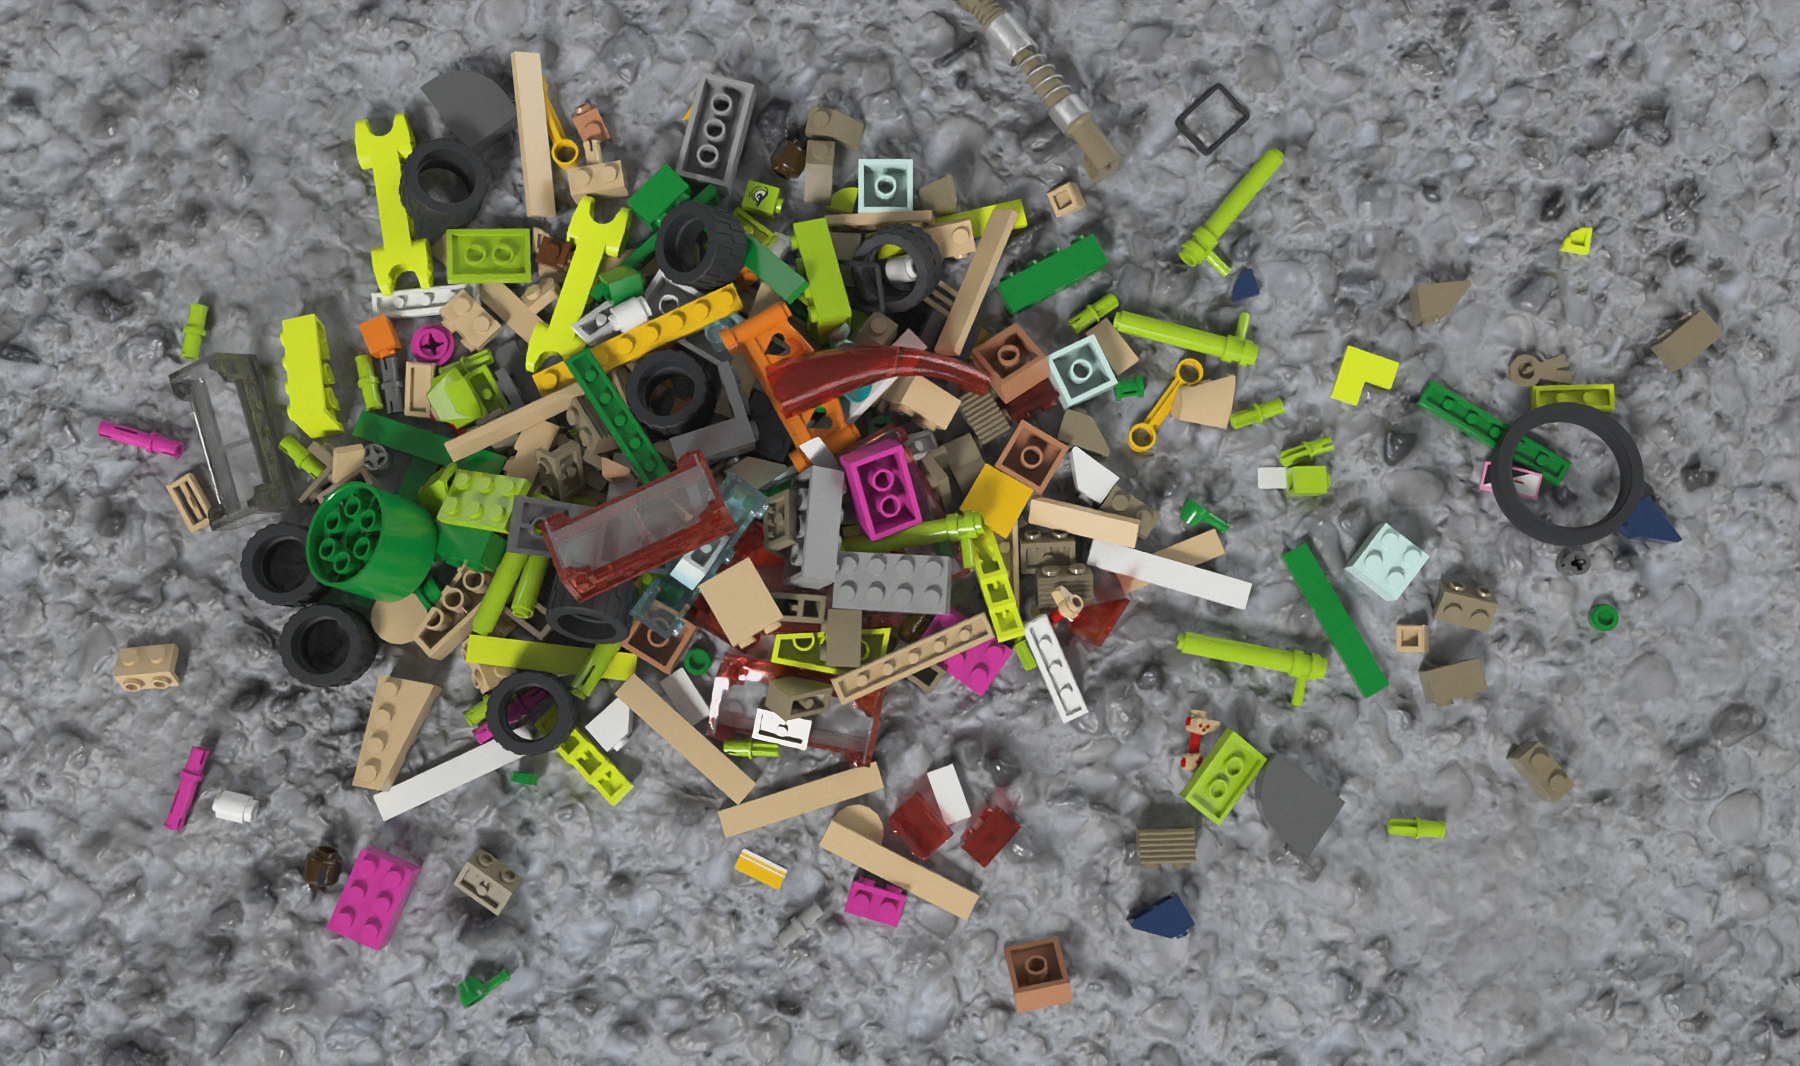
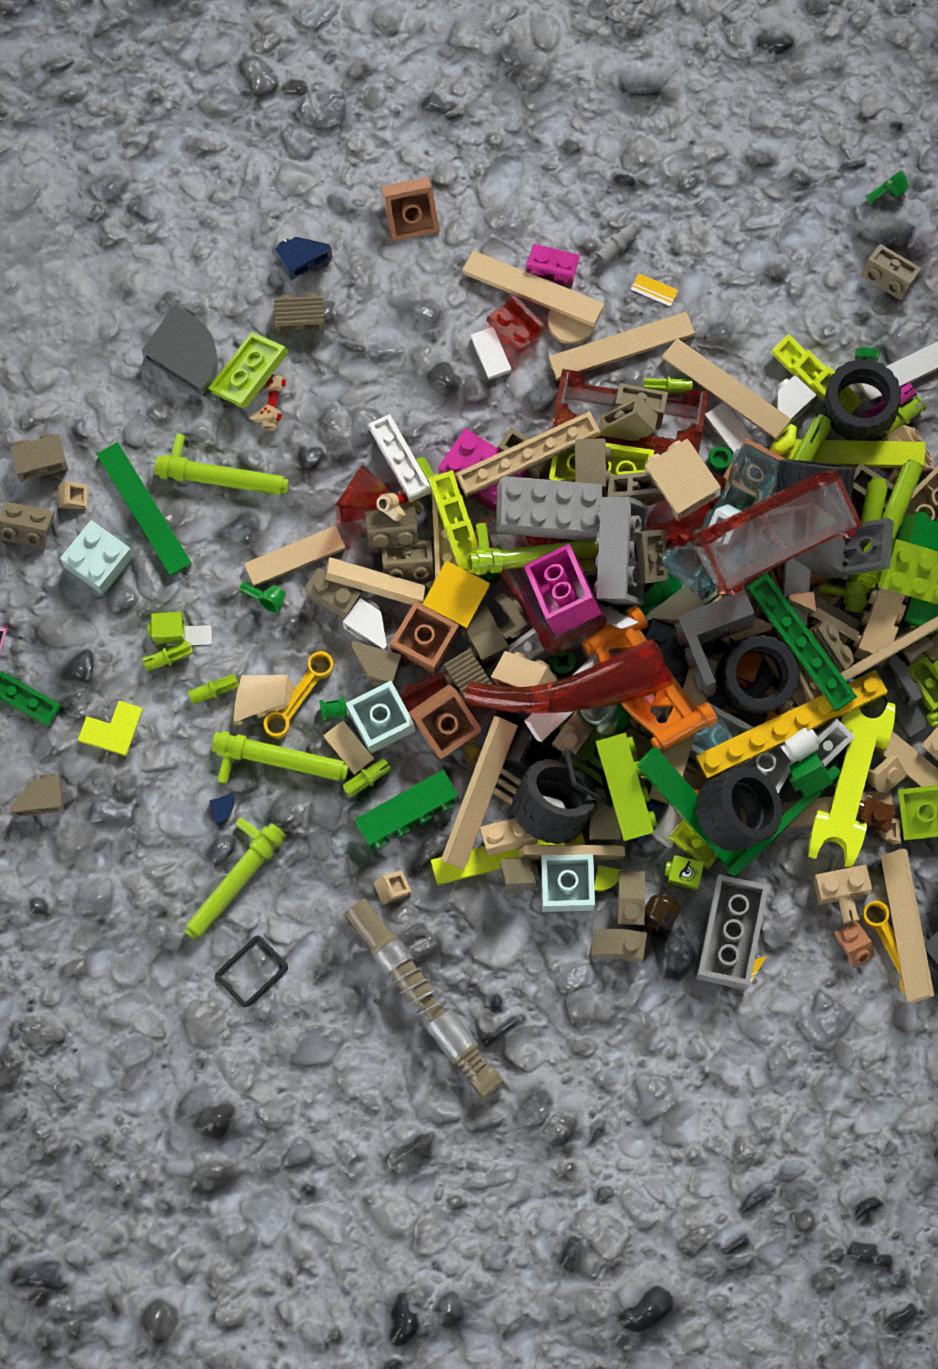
camera: 175 degrees left, 10 degrees down
(561, 471) = (851, 603): dark tan bracket -> none
(623, 671) = (786, 442): none -> neon yellow arm
(658, 196) = (781, 861): green brick -> none
(989, 835) = (453, 320): clear red bracket -> none
(1169, 574) = (293, 540): white tile -> none
(1416, 828) = (76, 335): lime axle -> none

